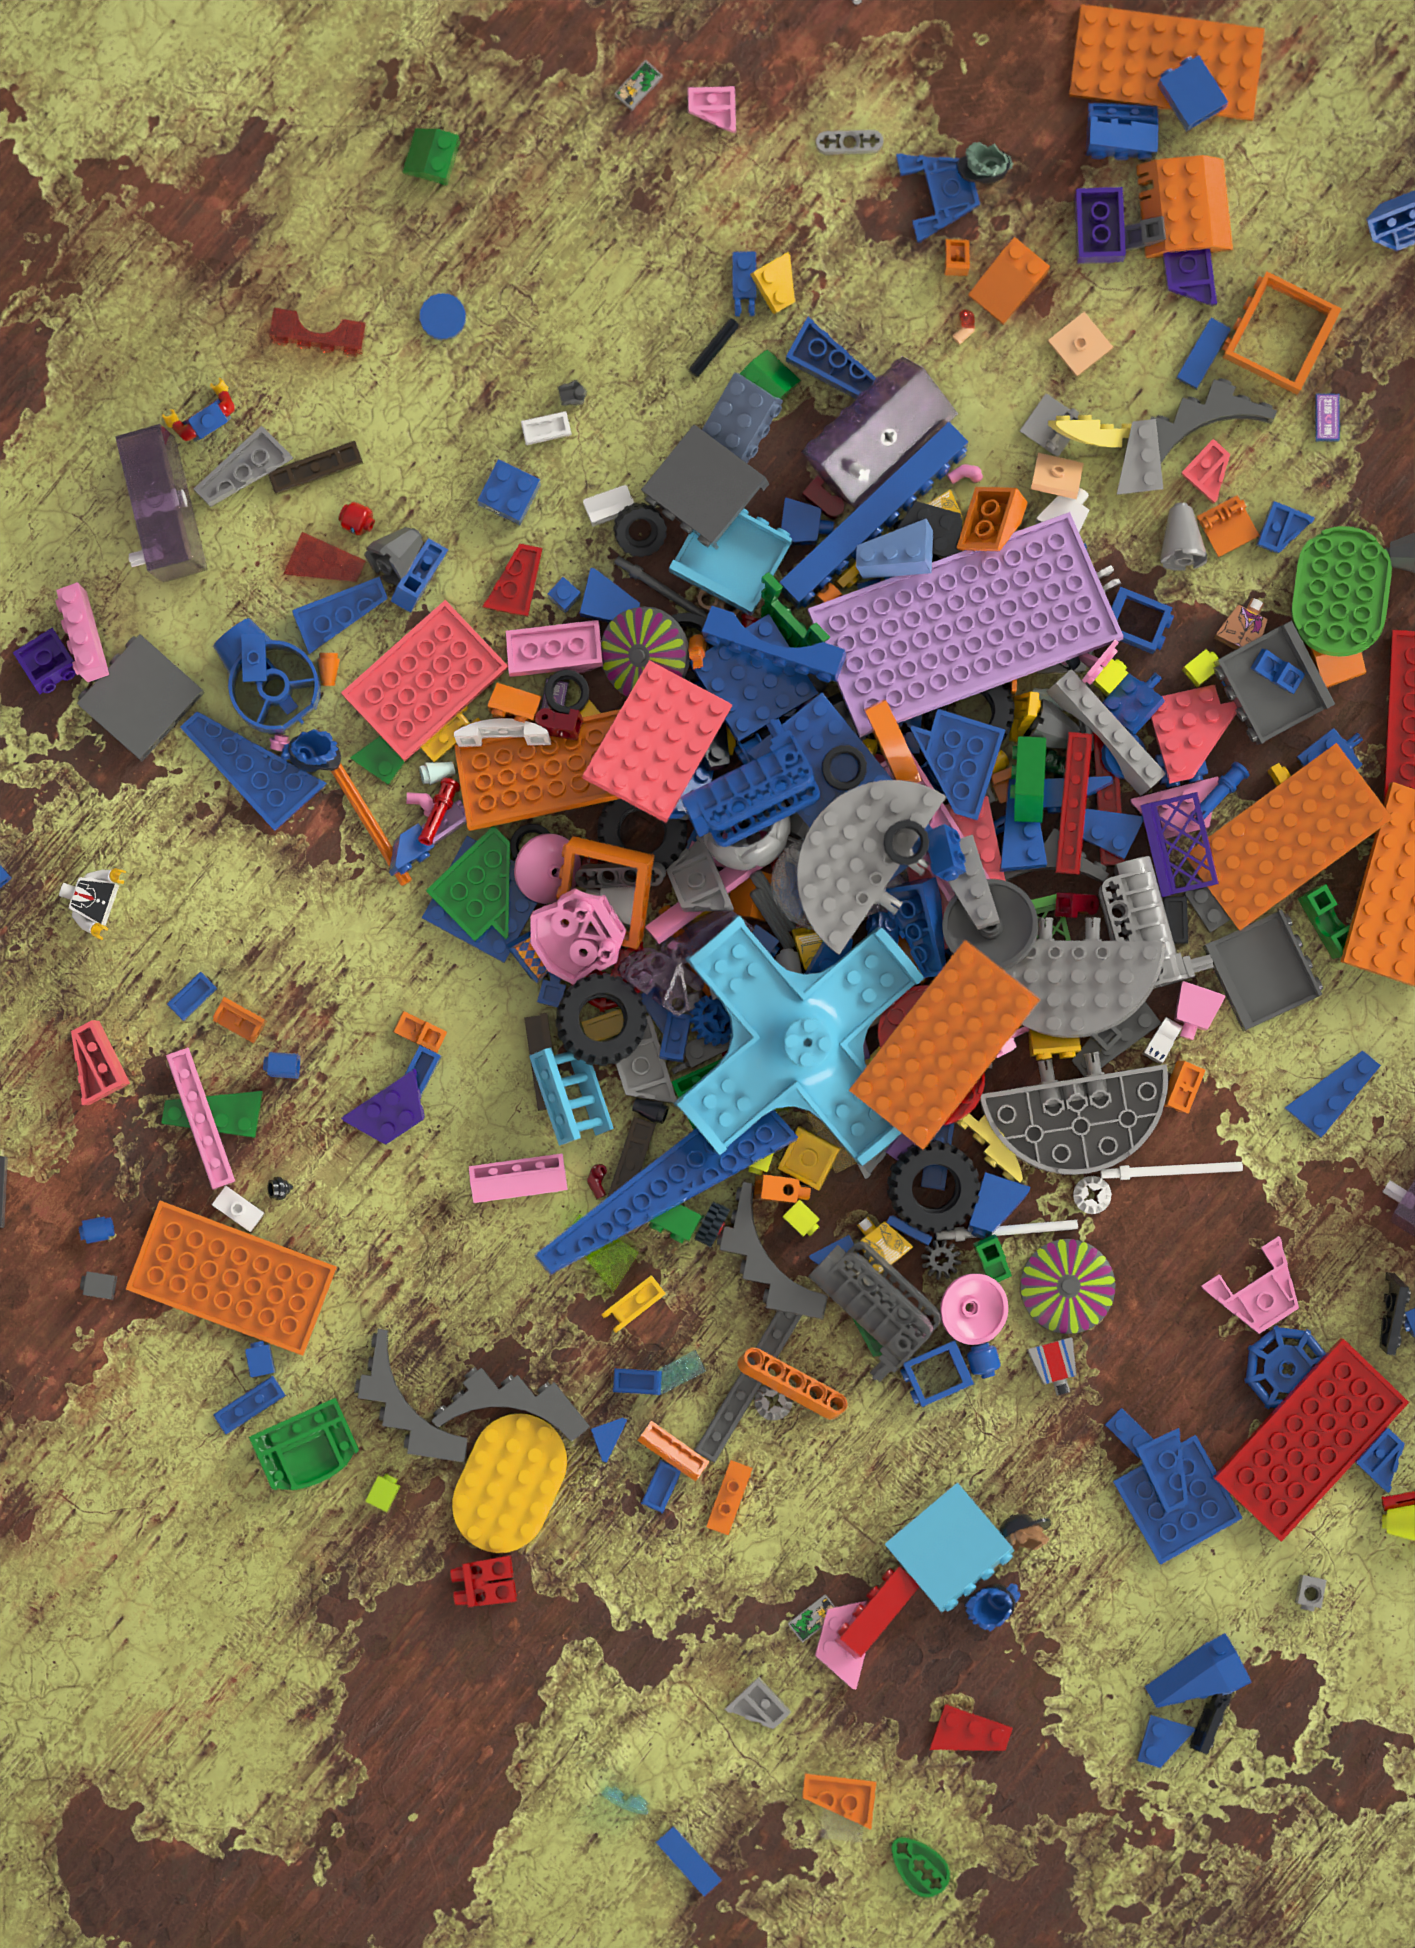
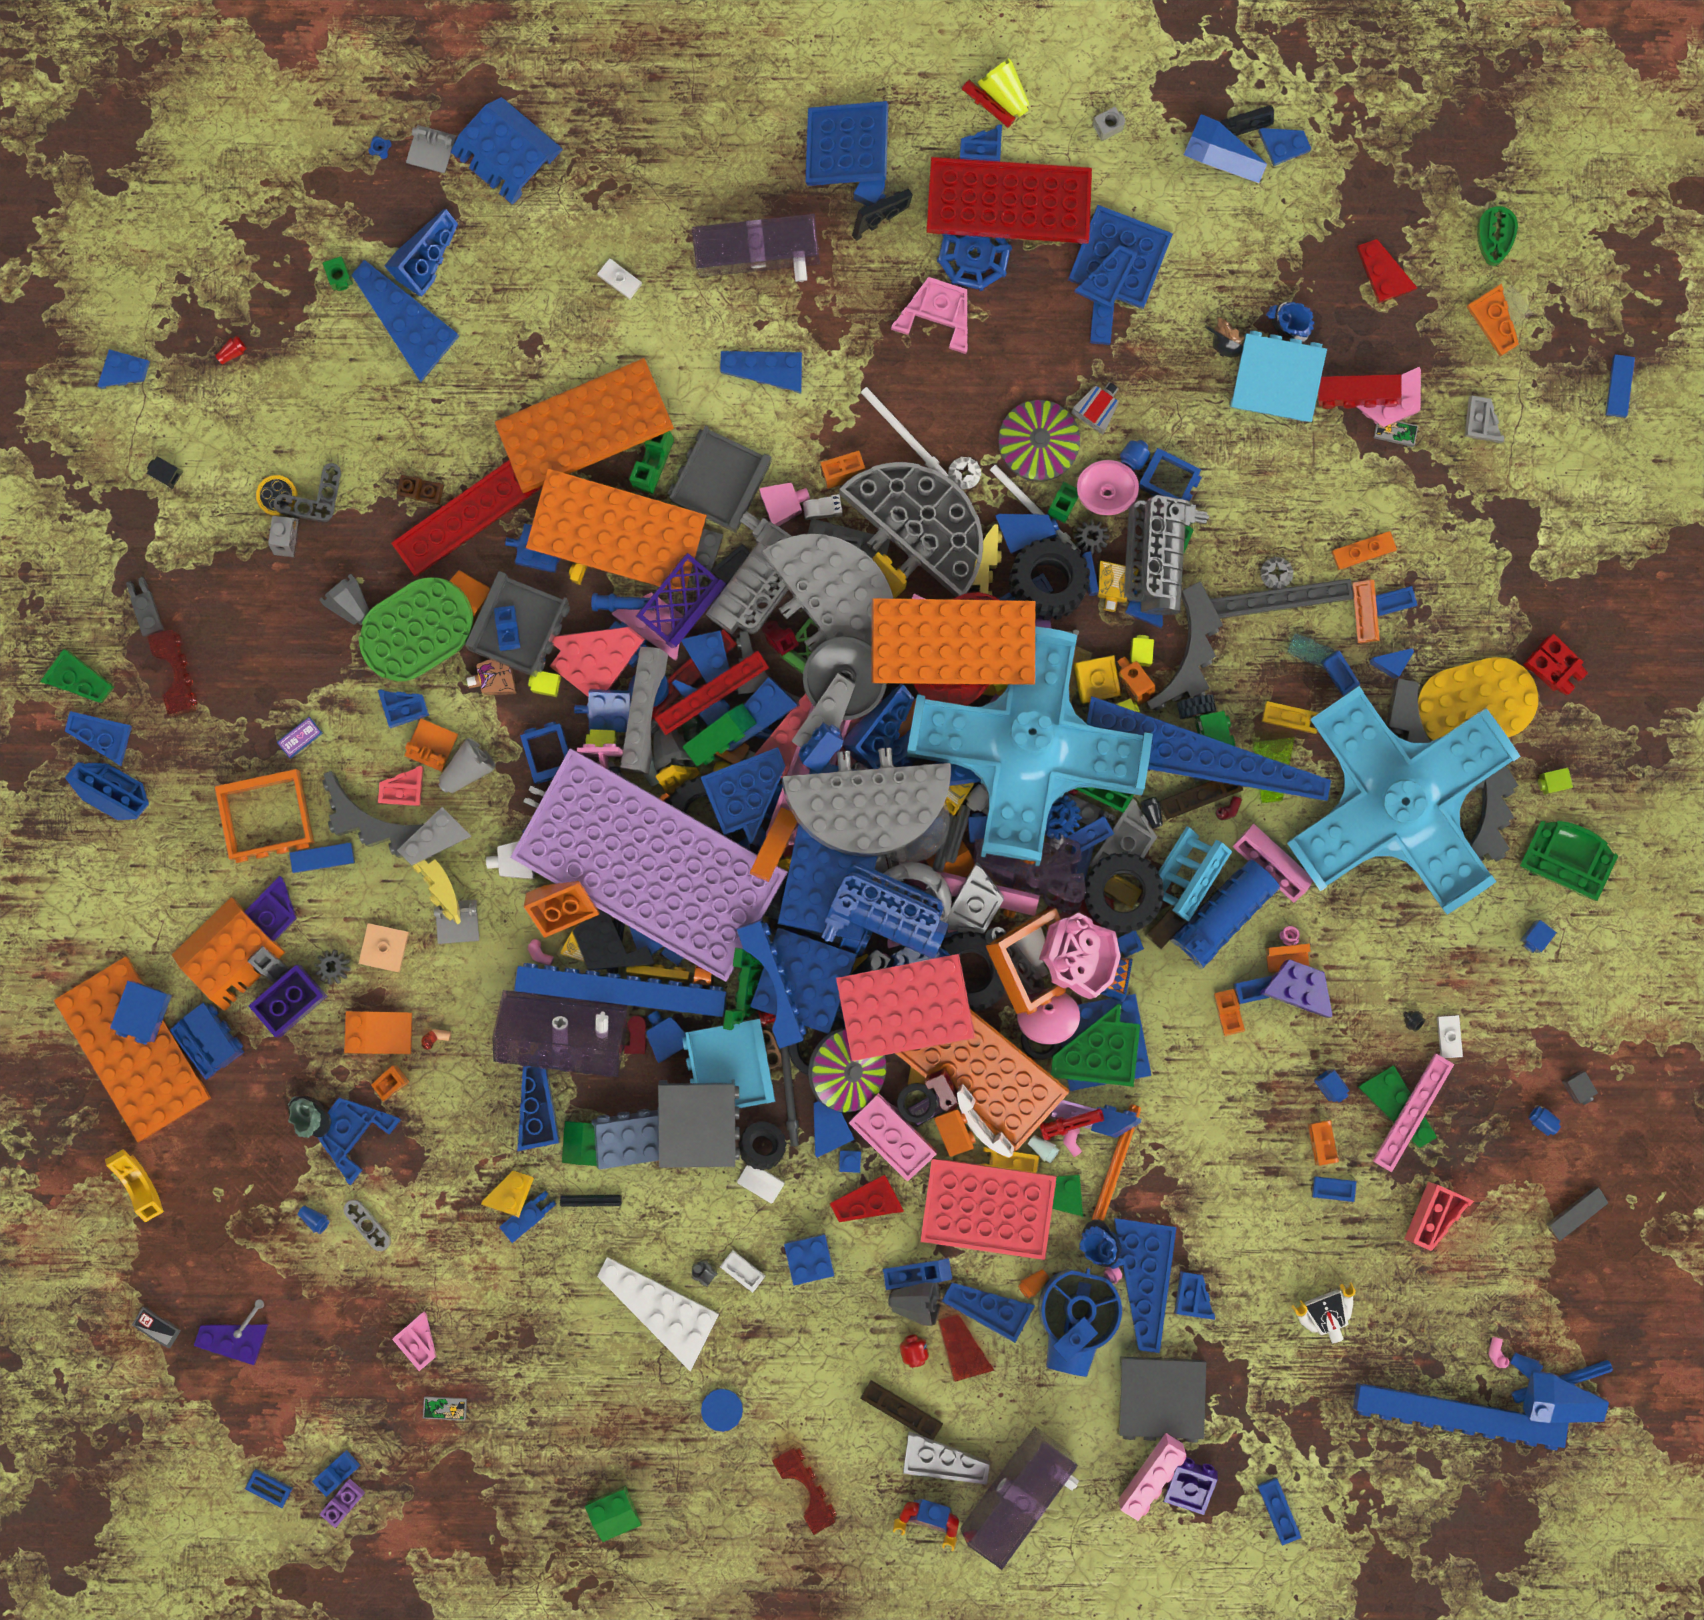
camera: 130 degrees left, 0 degrees up
(202, 796) = (1192, 1297): none -> blue wing
(231, 1278) = (1500, 1002): orange plate -> none
(249, 1405) = (1572, 920): blue tile -> none
(424, 1131) = (1277, 955): none -> orange panel
(446, 1144) = (1292, 932): none -> bright pink plate
(480, 1335) = (1403, 799): none -> medium azure piece
(509, 1094) = (1225, 913): none -> blue piece
(558, 336) = (669, 1315): none -> white wing
(632, 1803) = (1617, 452): clear light blue slope -> none
(697, 650) = (817, 1034): orange bar -> none
(781, 1383) = (1253, 559): orange beam -> none
(844, 749) = (818, 879): black tyre -> none
(891, 100) = (314, 1220): none -> blue cone
(897, 553) = (636, 950): medium blue wedge -> none
(924, 842) = (838, 760): black tyre -> none
(1057, 476) = (490, 888): light nougat plate -> none
(1103, 280) = (325, 968): none -> dark grey gear

